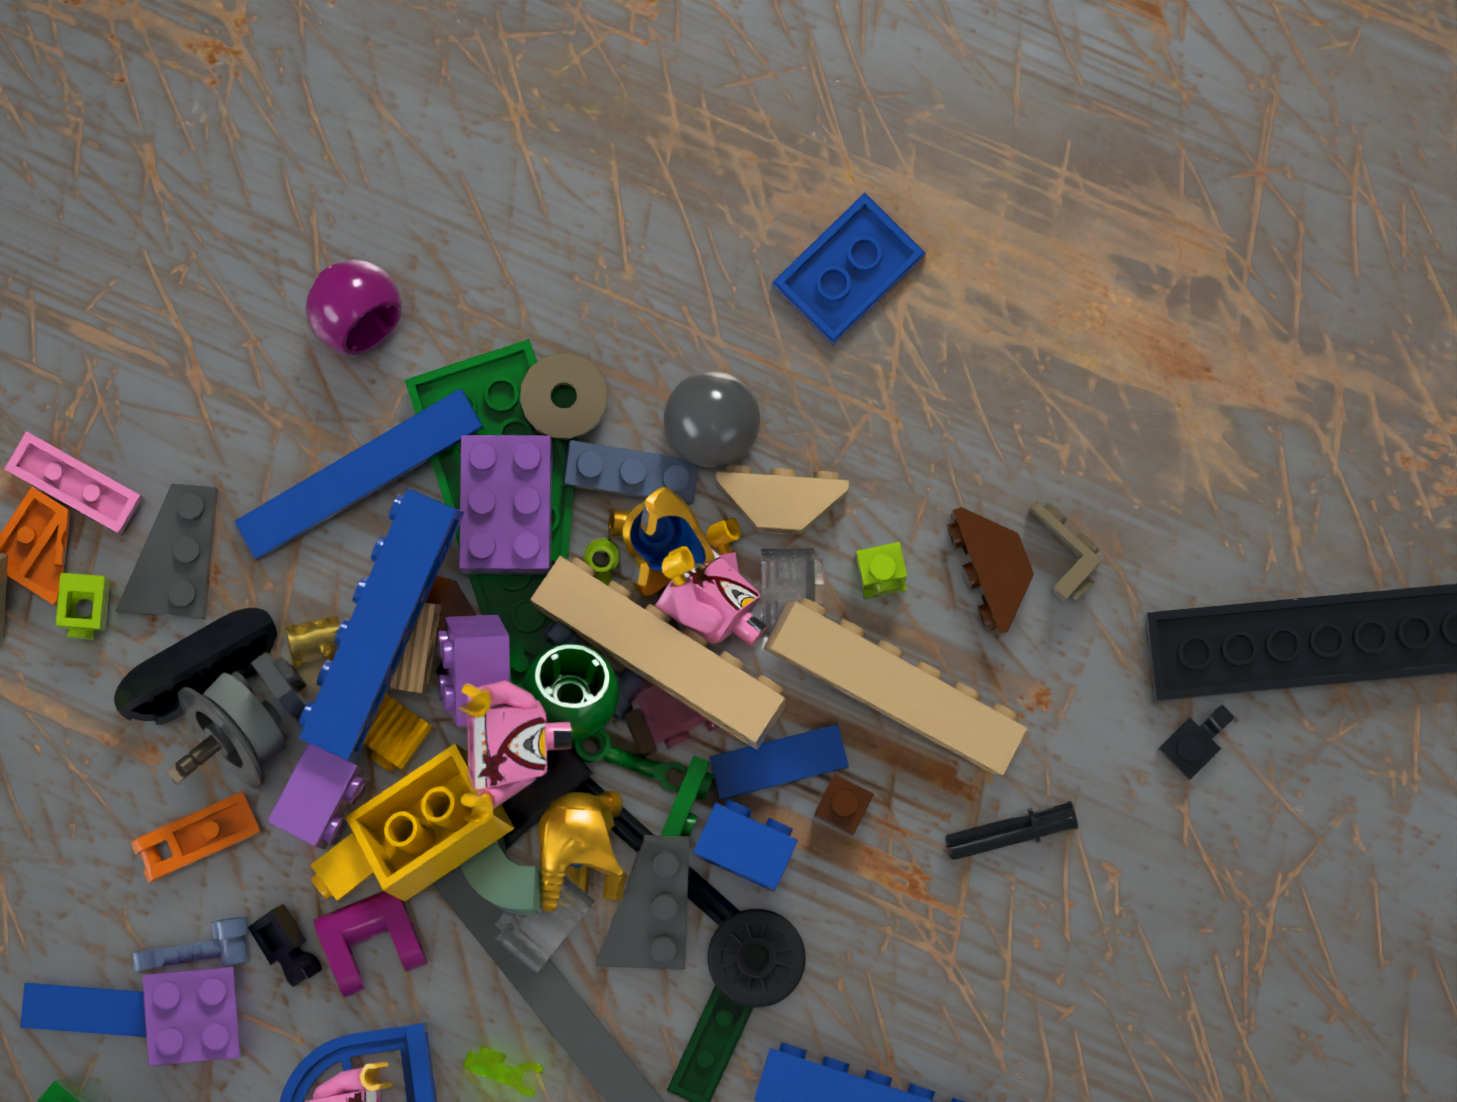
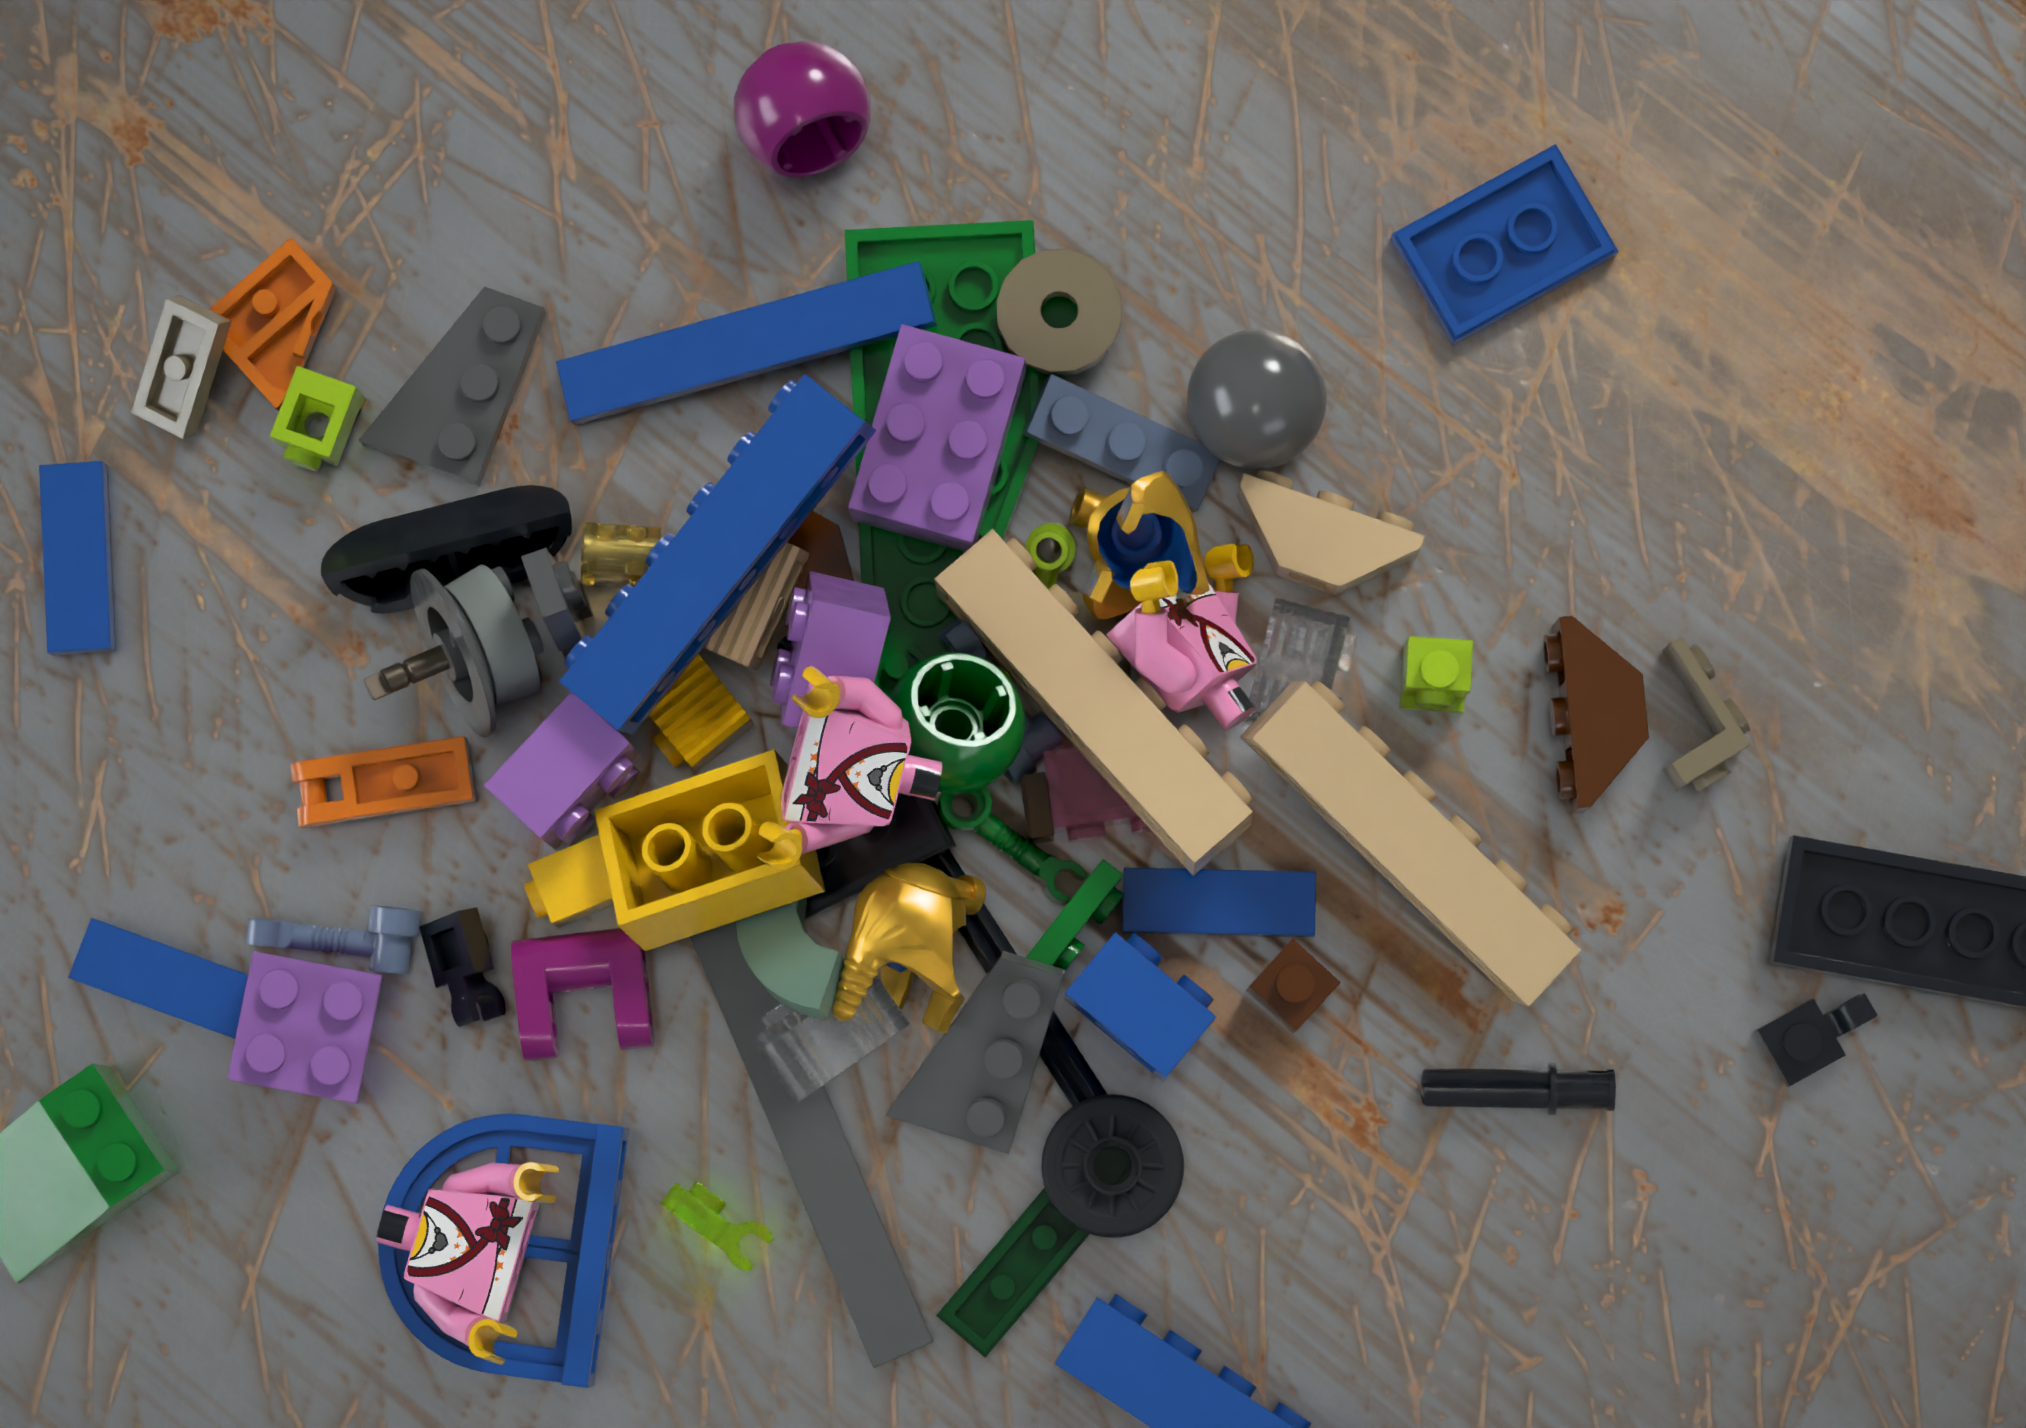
camera: 20 degrees right, 0 degrees up
(73, 483) = (350, 249): bright pink plate -> none

